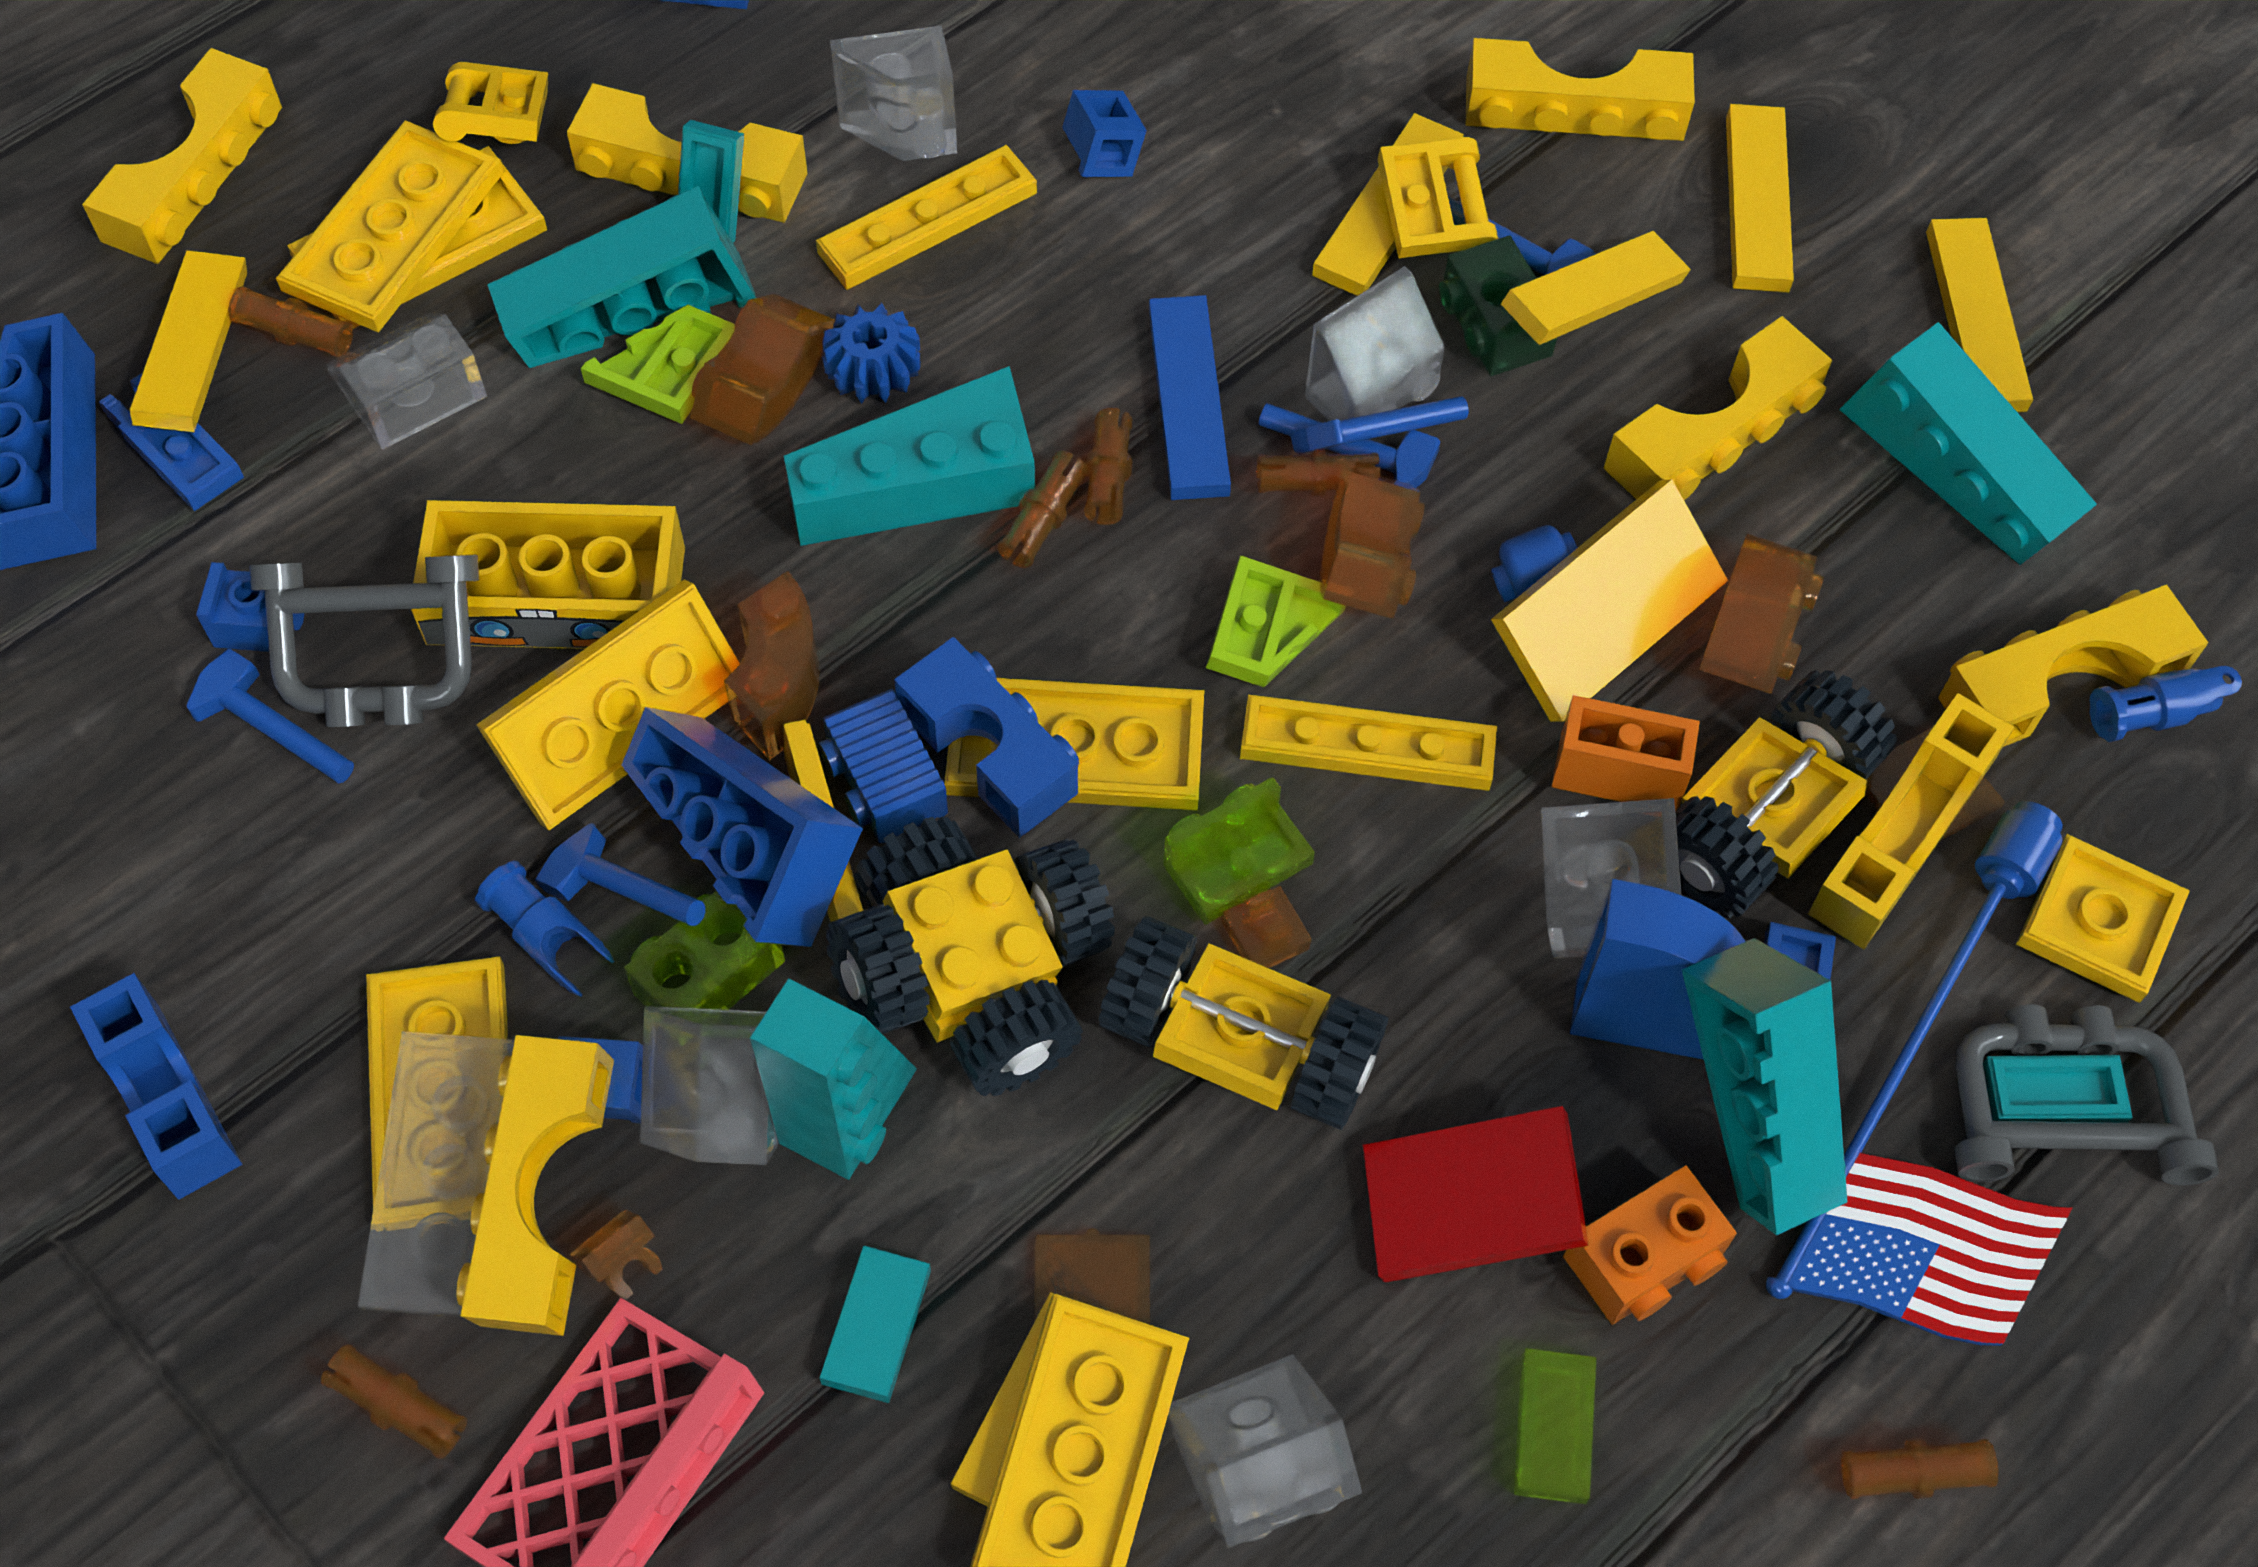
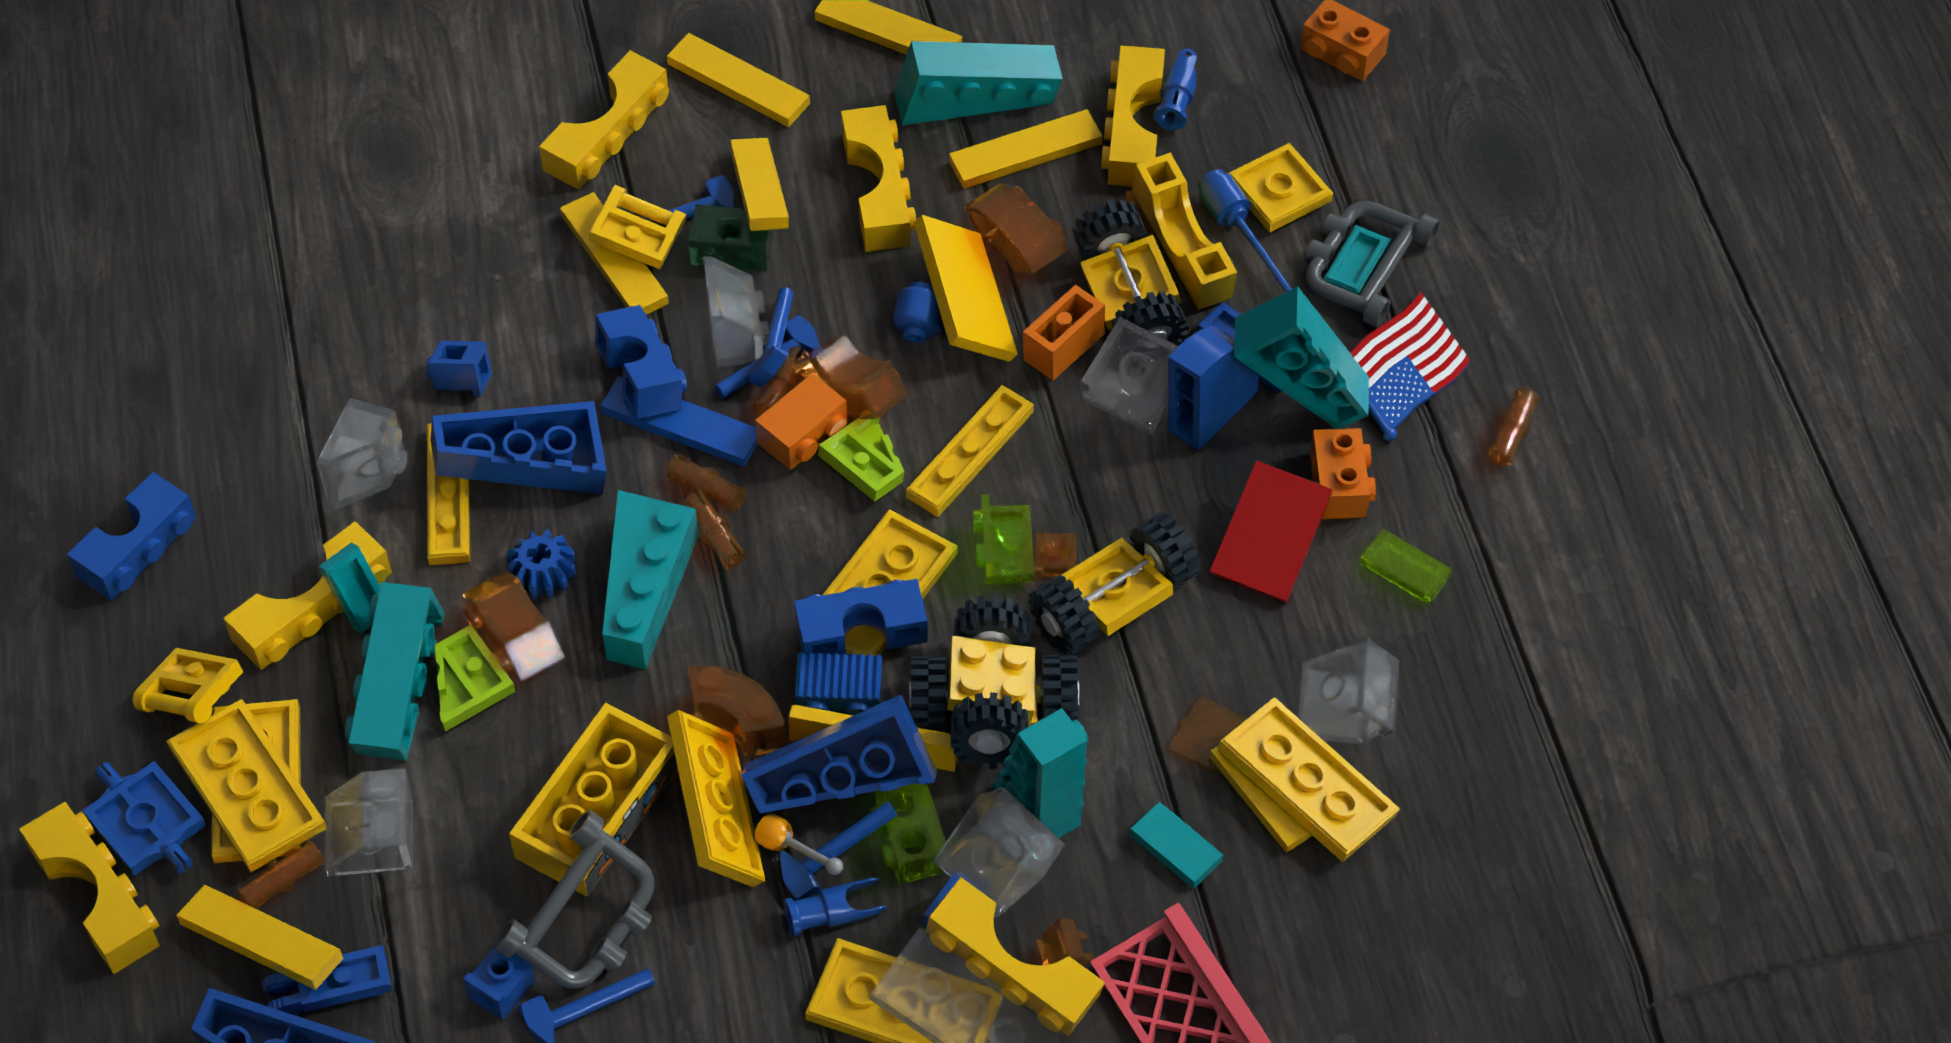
camera: 60 degrees left, 5 degrees down
(303, 157) = (144, 818): none -> blue plate
(607, 804) = (776, 834): none -> hinge
(1022, 246) = (523, 446): none -> blue wedge
(1207, 326) = (649, 376): none -> blue arch
(1263, 517) = (801, 422): none -> orange brick
(1913, 567) = (1025, 149): none -> yellow tile

